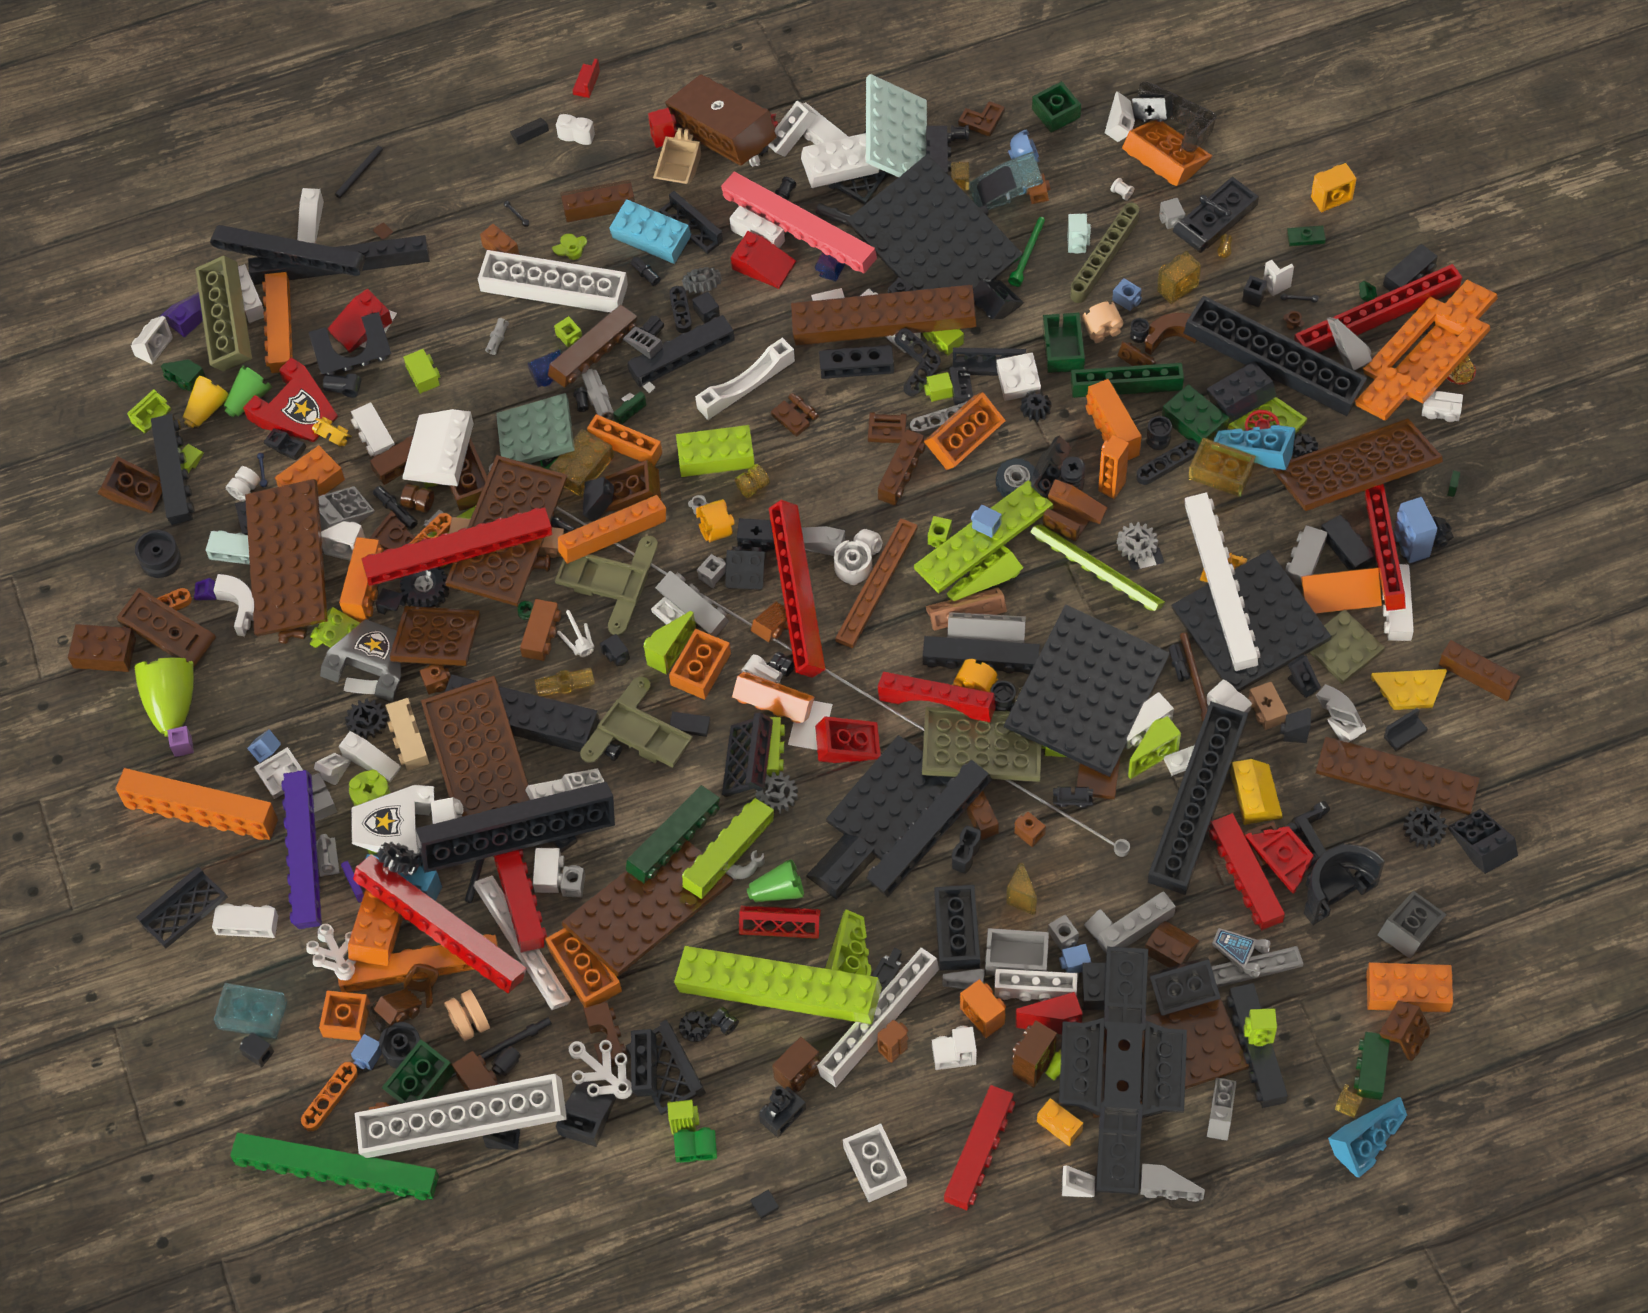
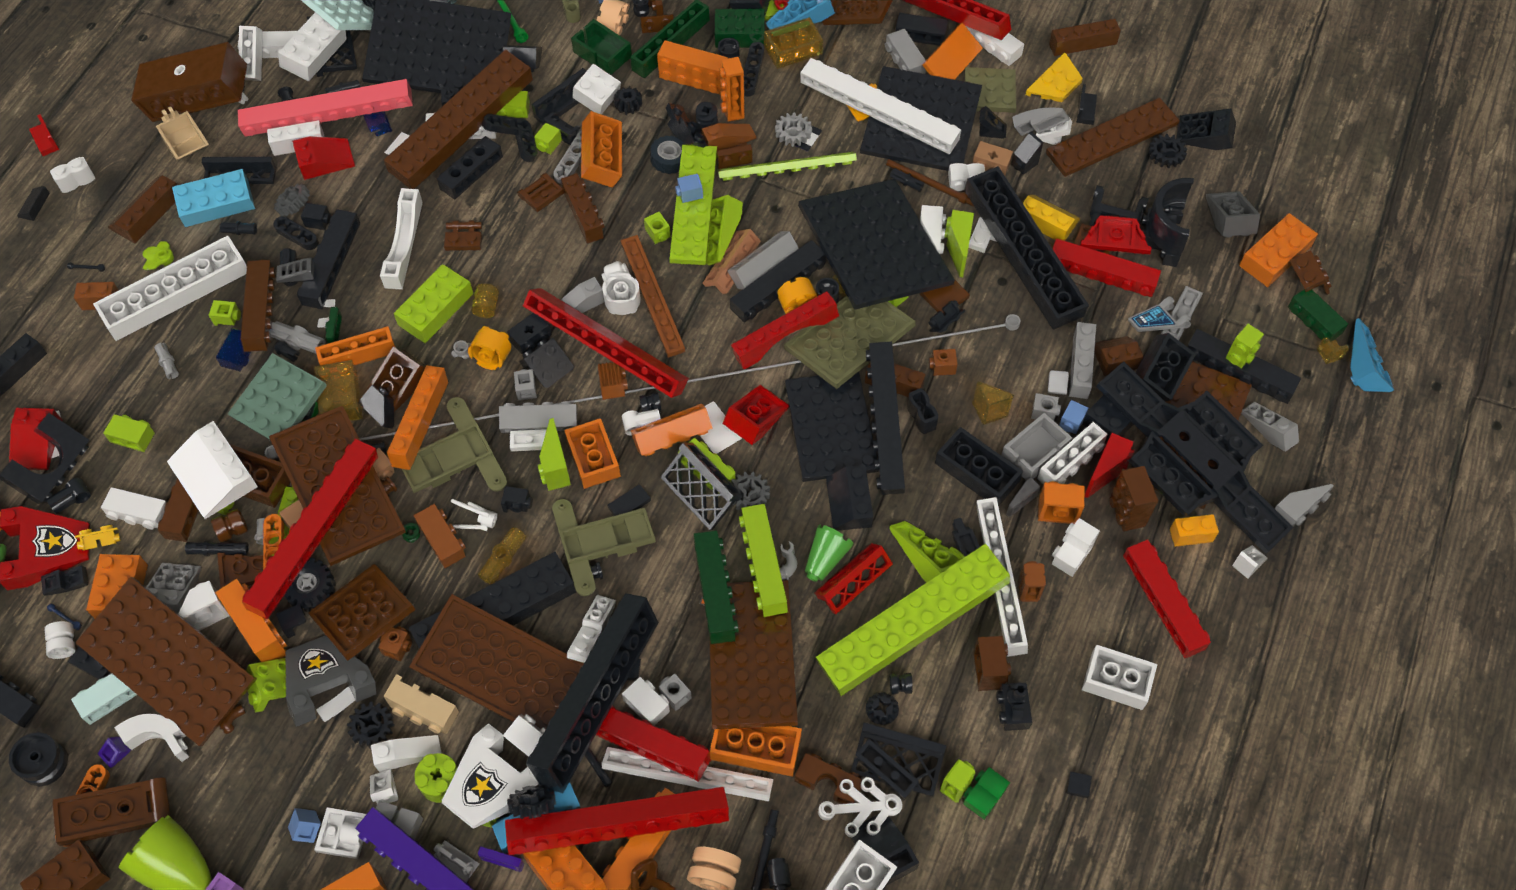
camera: 50 degrees left, 0 degrees up
(661, 126) = (144, 123): red brick -> none

